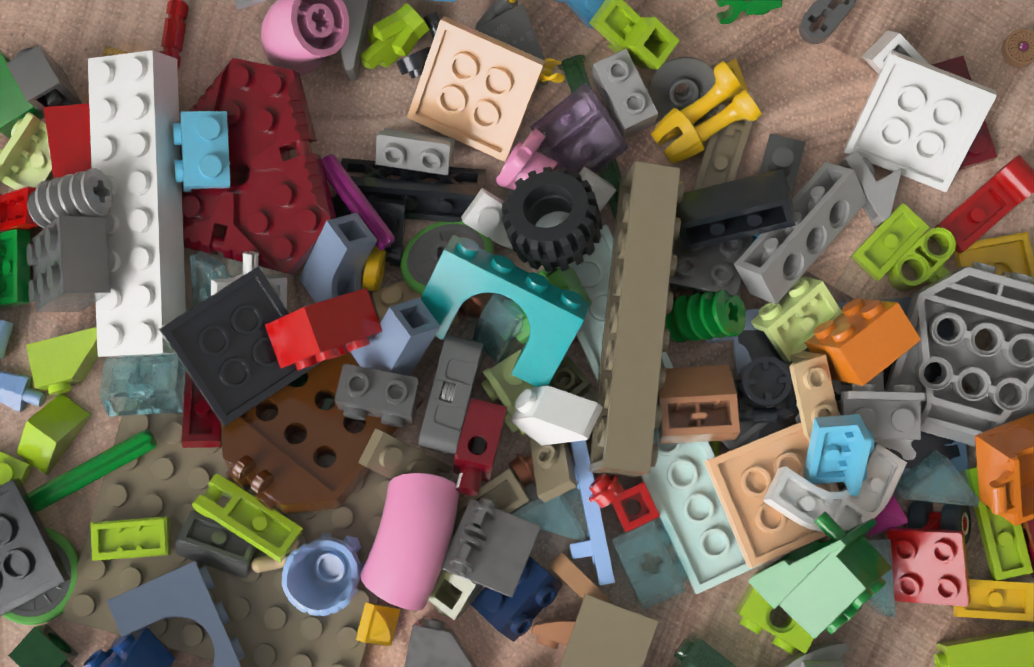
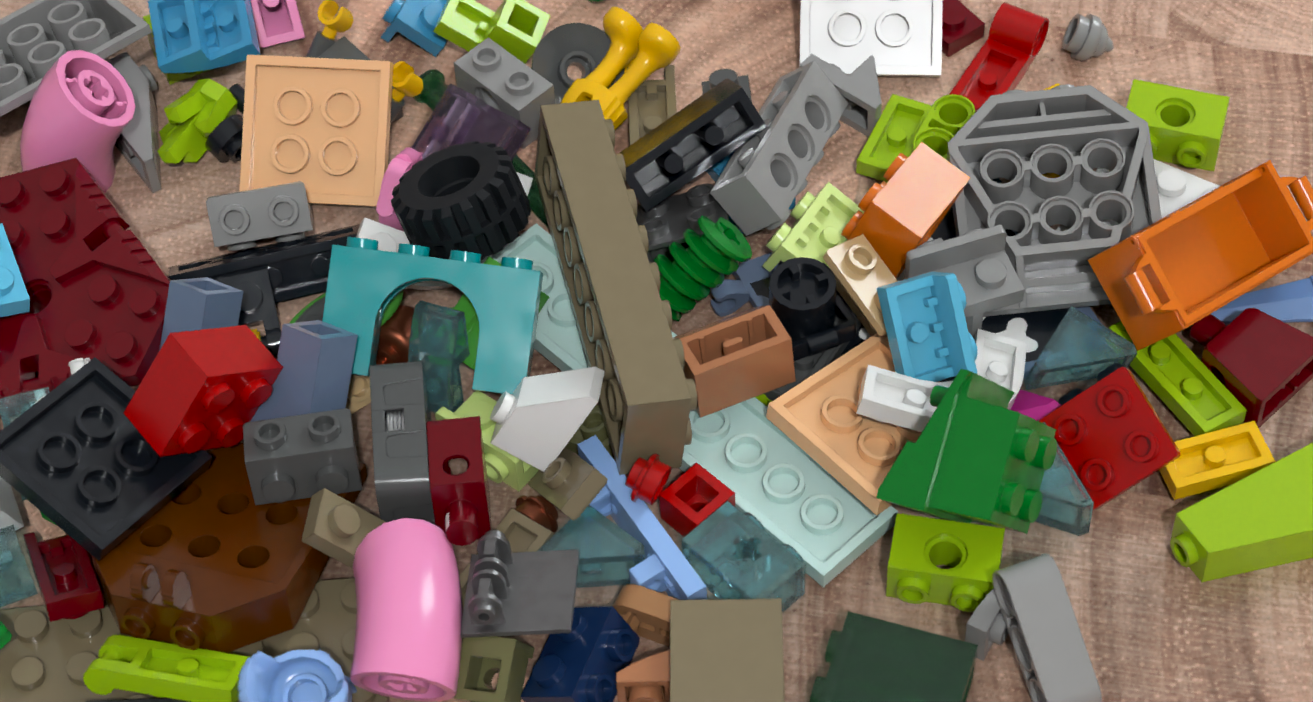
camera: 20 degrees left, 30 degrees down
(356, 201) = (181, 265): magenta axle -> none

